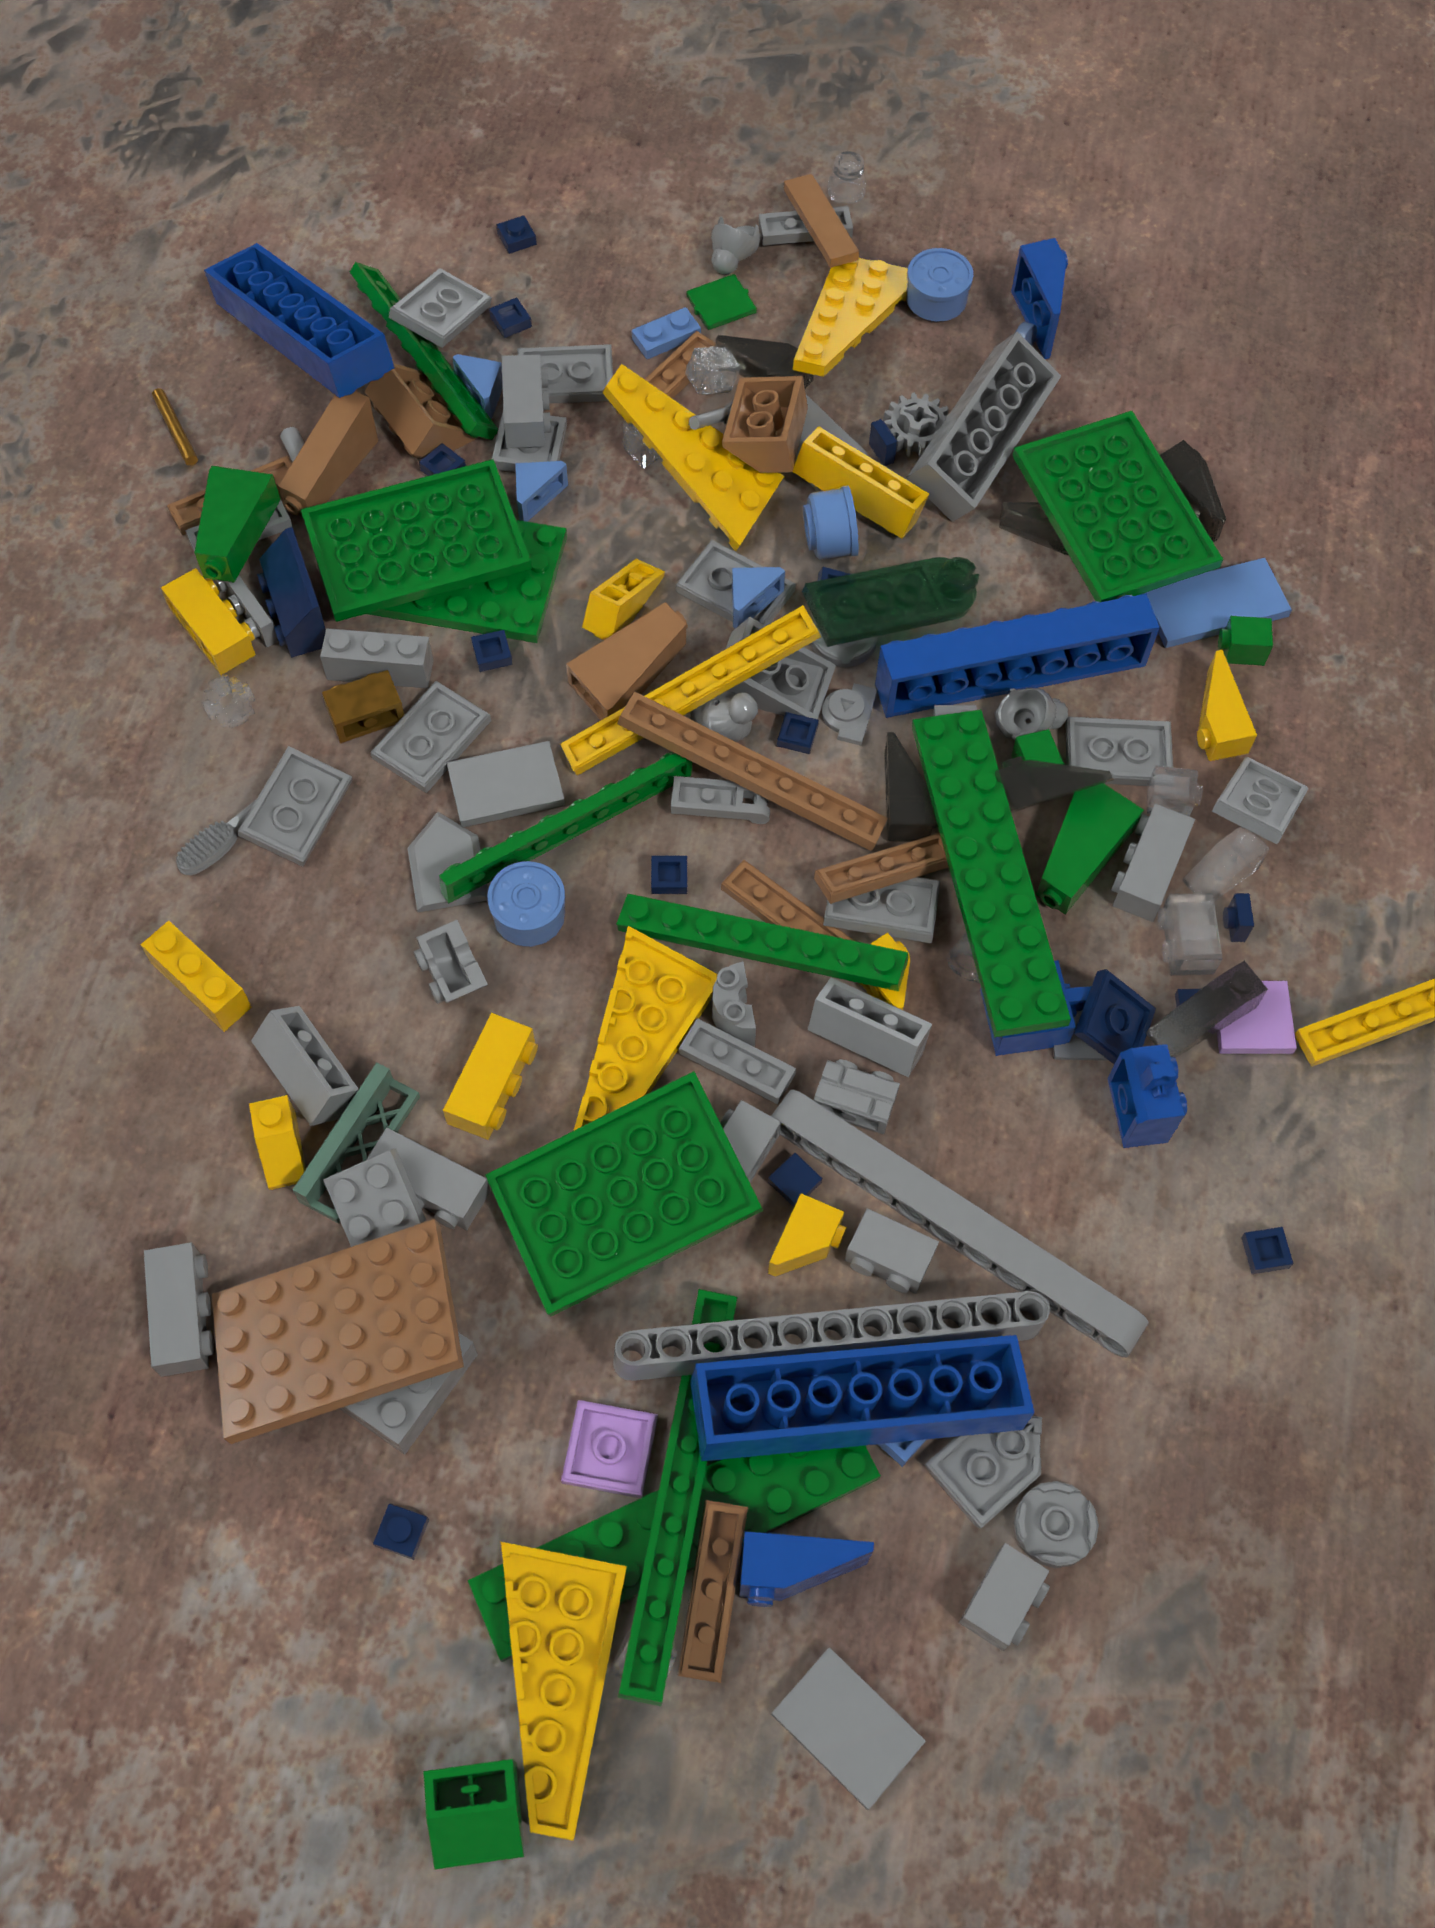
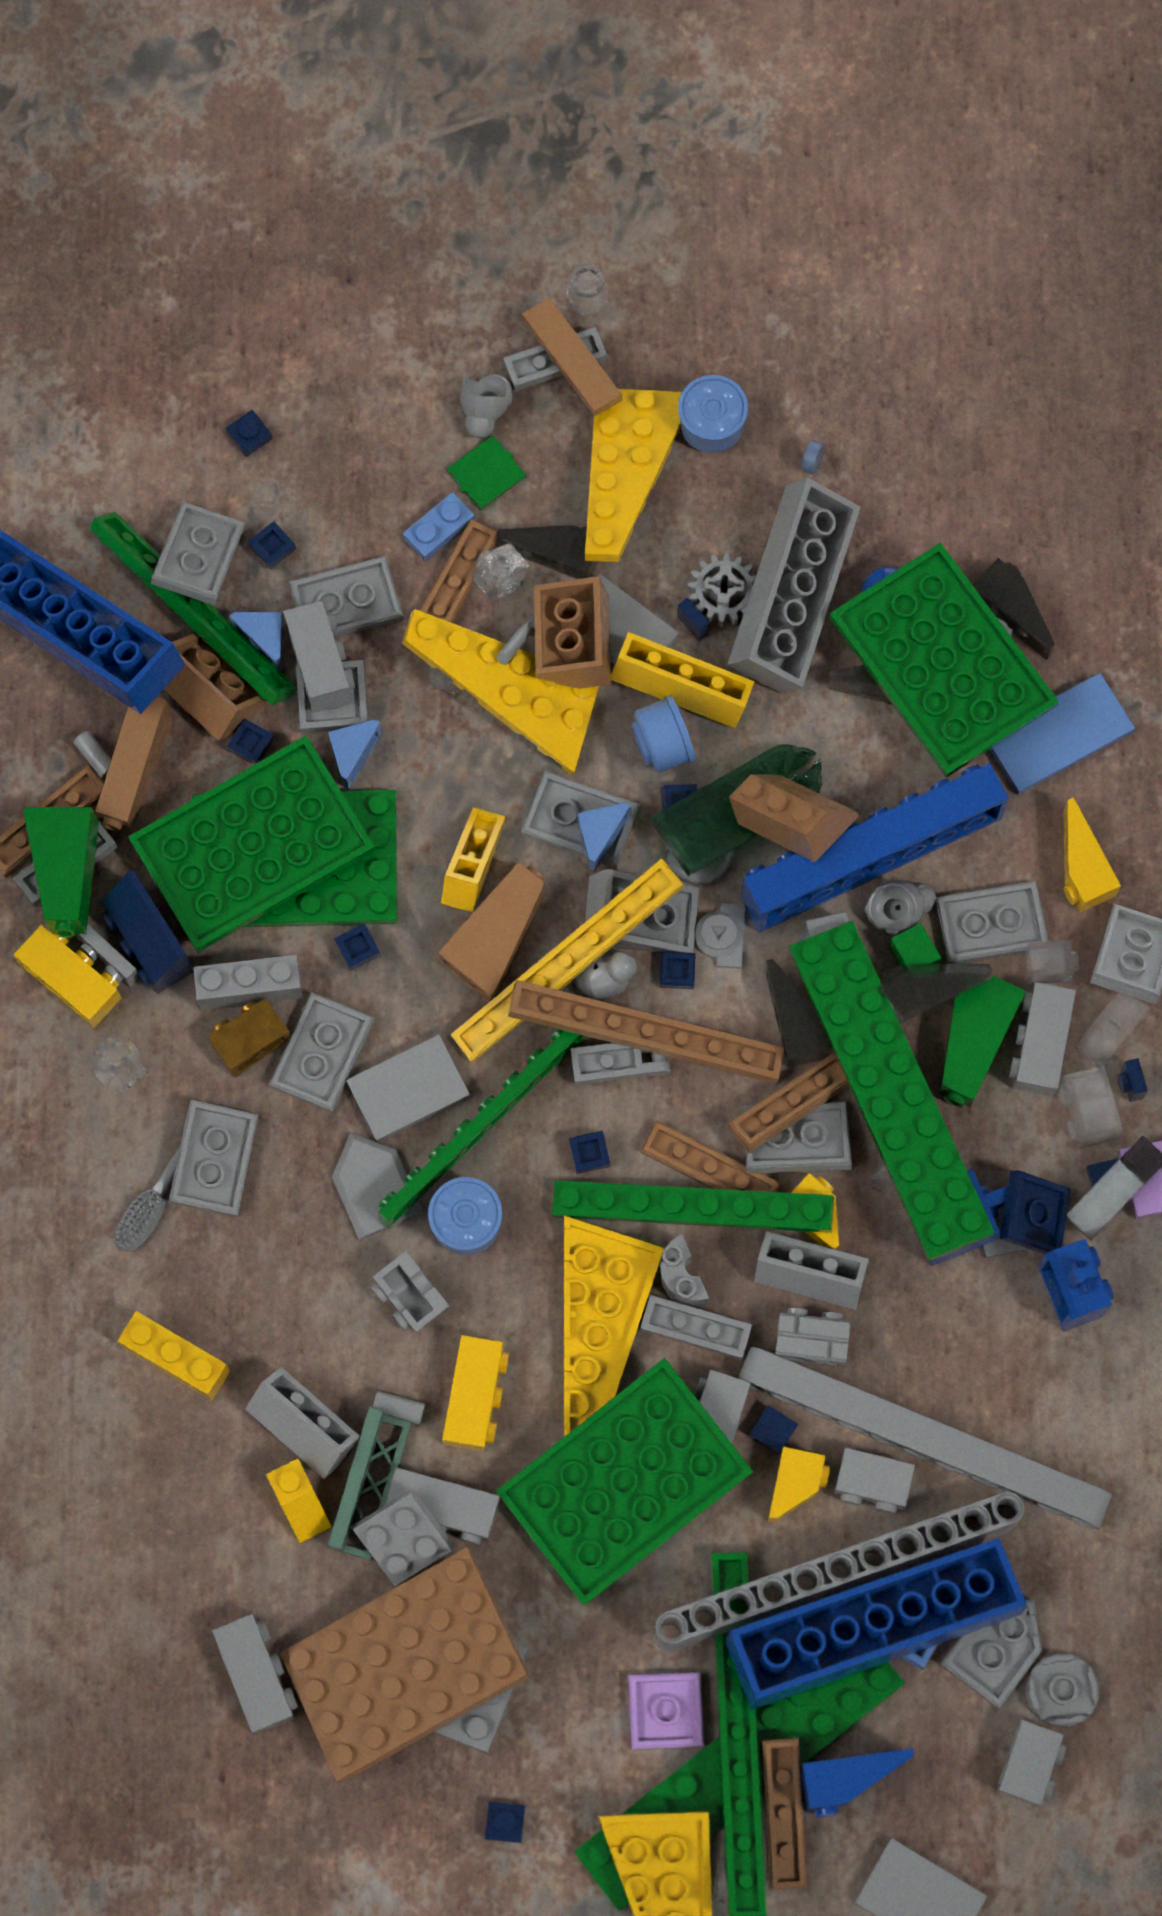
camera: 10 degrees left, 10 degrees up
(412, 1075) = (399, 1407): none -> light grey axle
(937, 601) = (790, 814): none -> medium nougat slope
(1039, 288) = (819, 396): blue slope -> none
(1246, 640) = (1095, 775): green brick -> none

